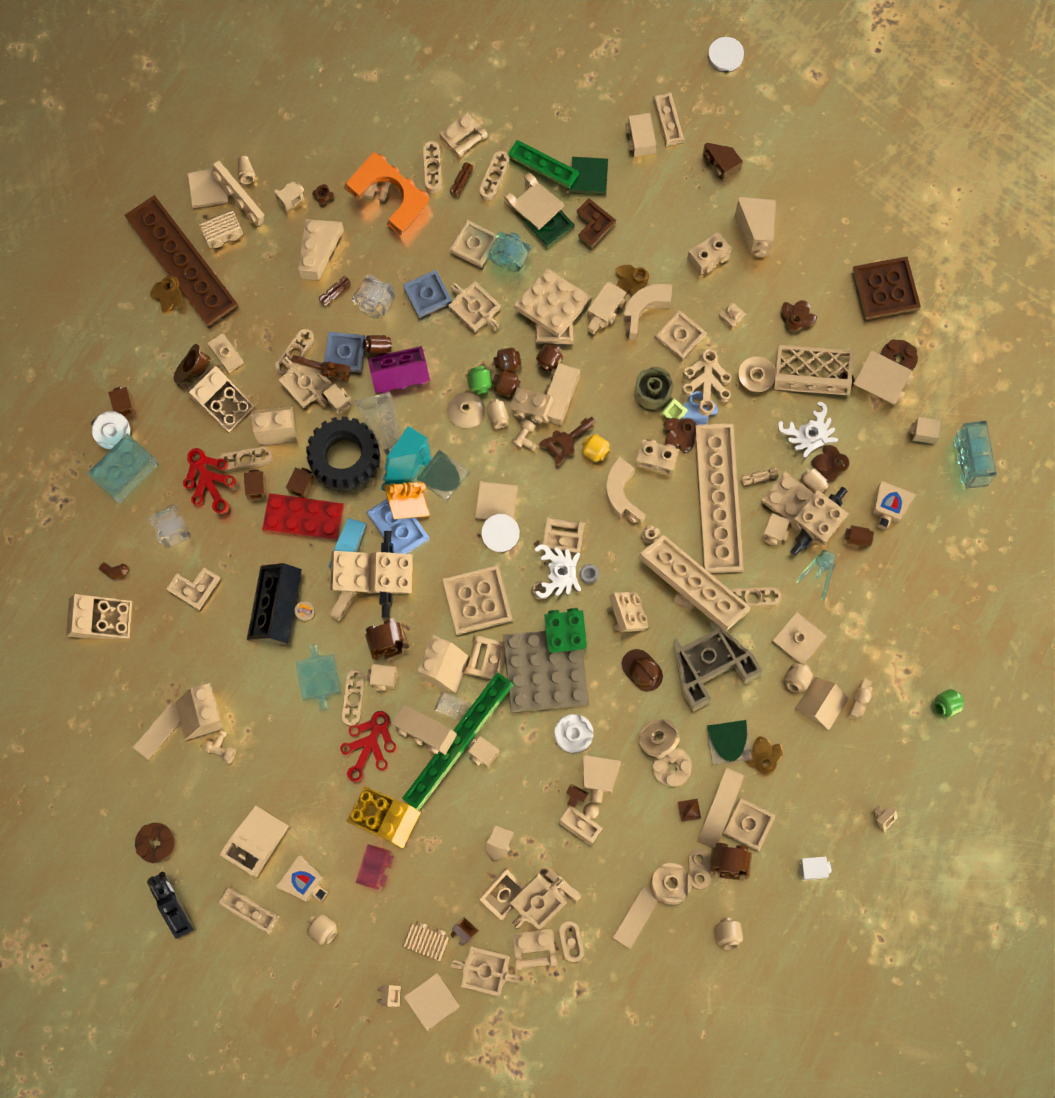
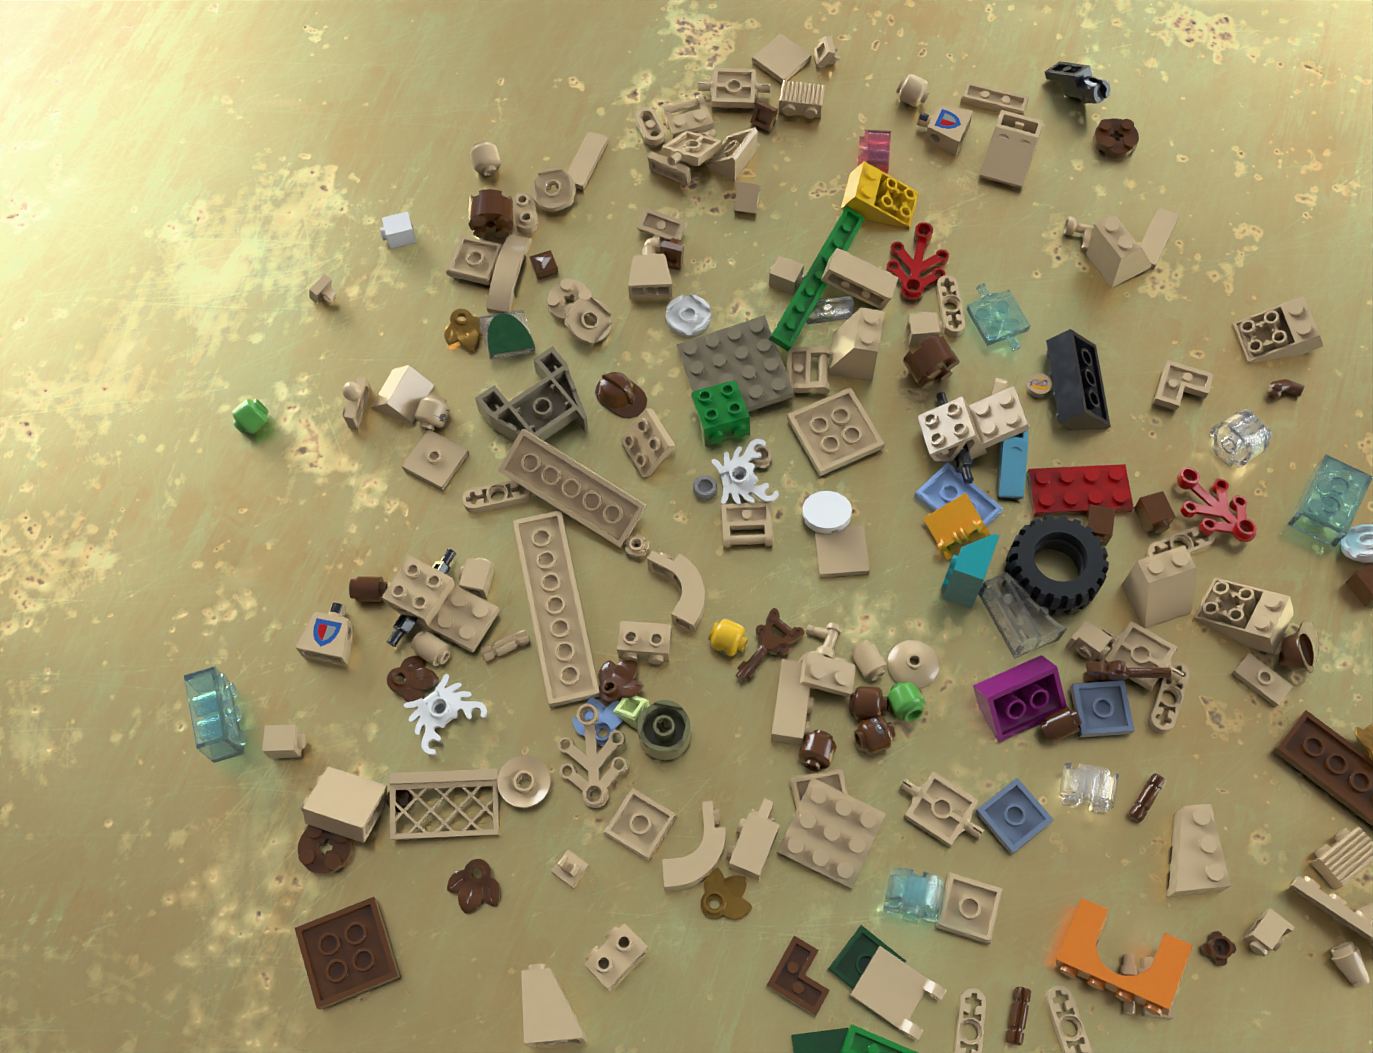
camera: 170 degrees right, 10 degrees down
(443, 475) = (919, 573): clear tile -> none
(825, 562) = (410, 548): clear light blue plant -> none

